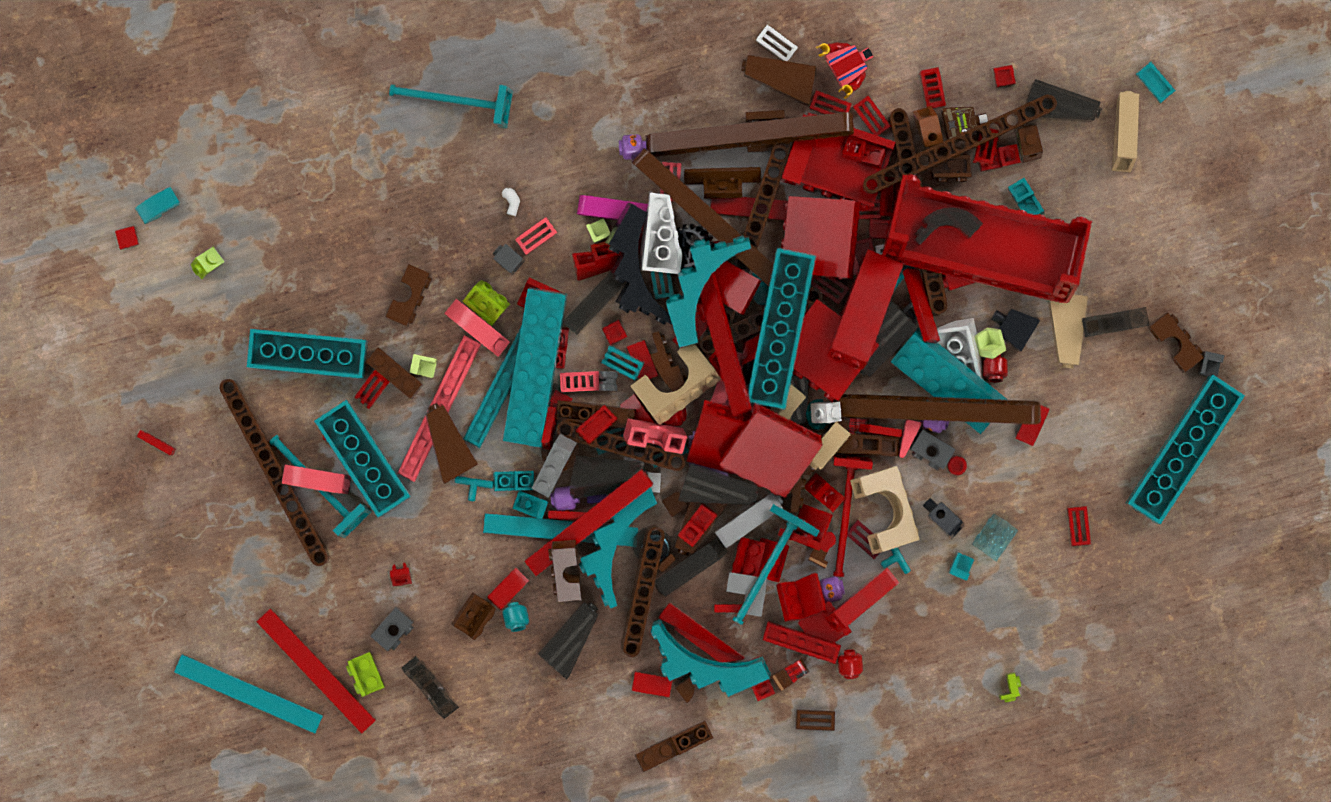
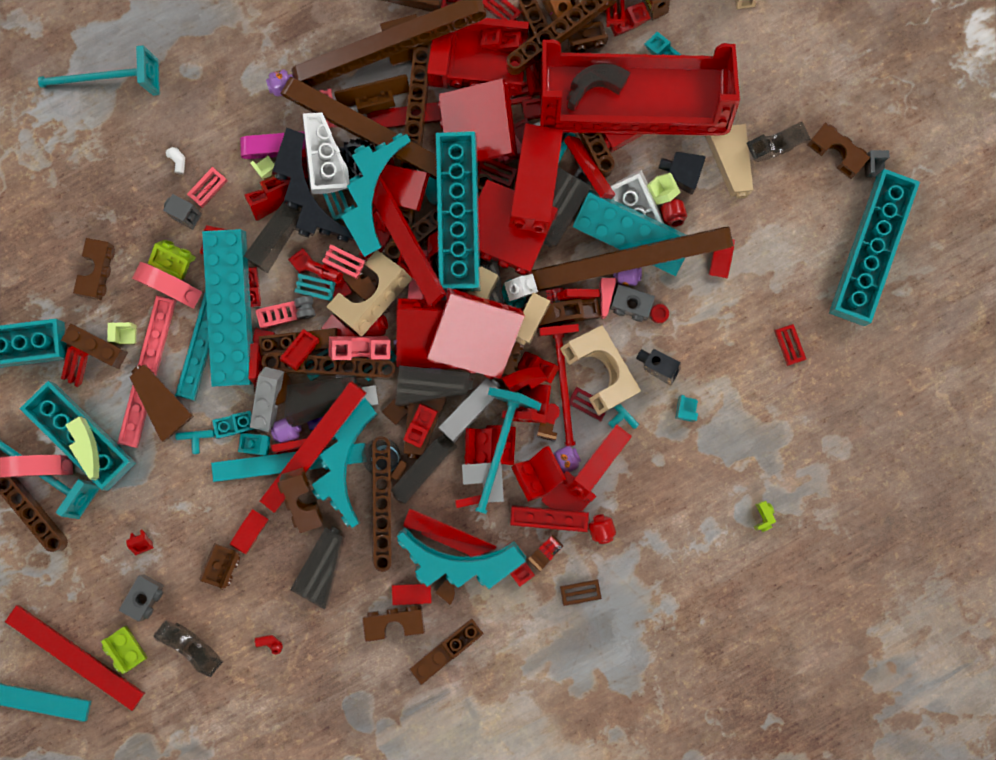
camera: 15 degrees left, 5 degrees down
(372, 473) = (84, 447): none -> yellowish green slope
(507, 699) = (271, 642): none -> red arm
(515, 617) = (262, 558): teal head -> none
(613, 704) = (376, 623): none -> reddish brown arch
(627, 343) = (324, 271): none -> red pin
(670, 356) = (329, 255): none -> coral tile
(805, 501) = (519, 379): none -> red slope
(995, 537) = (712, 373): clear light blue bracket -> none

